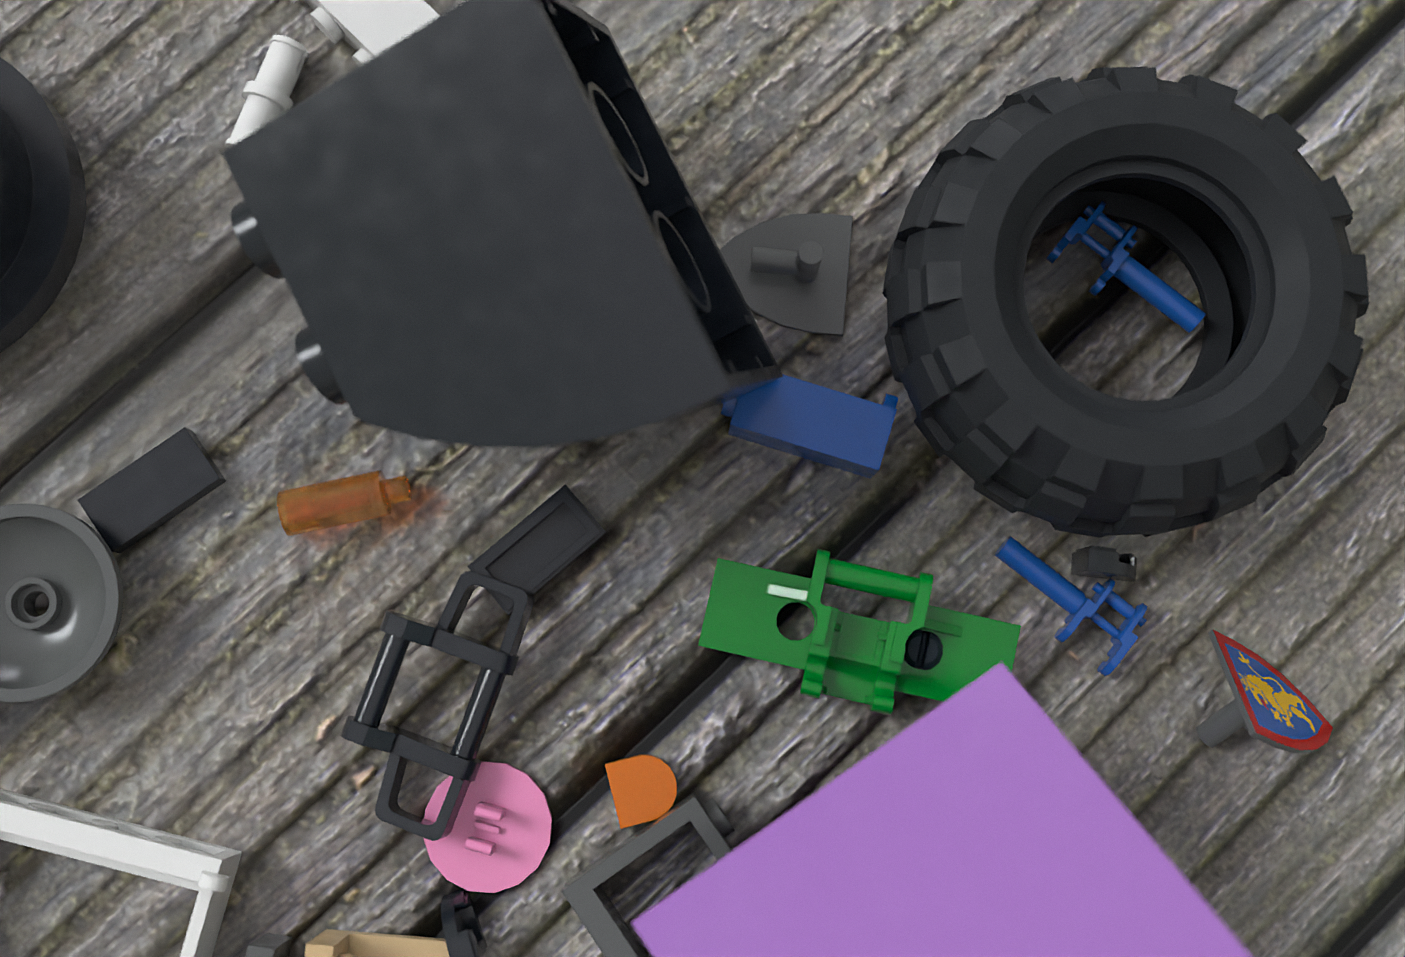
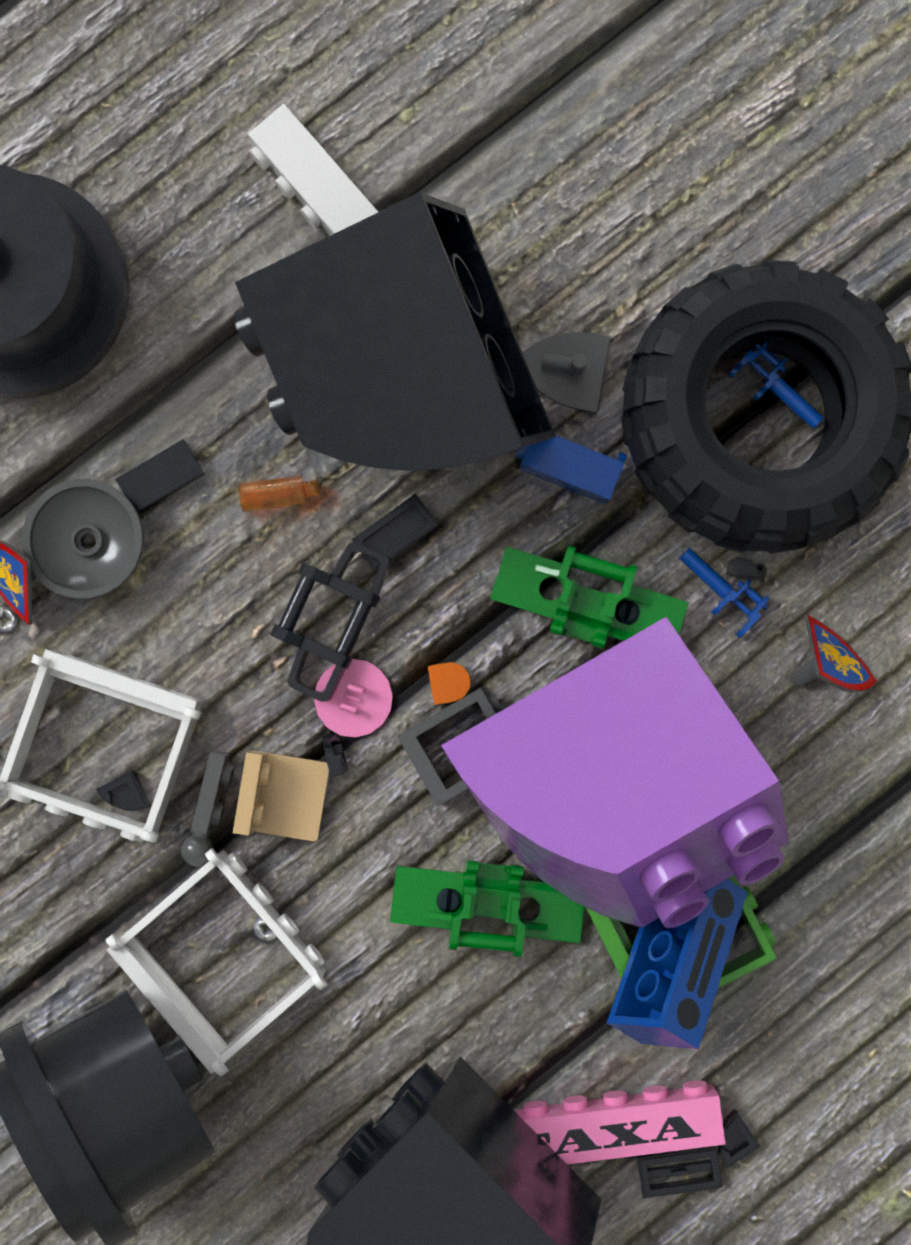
camera: 15 degrees right, 5 degrees up
(272, 88) = (244, 232): white pin -> none

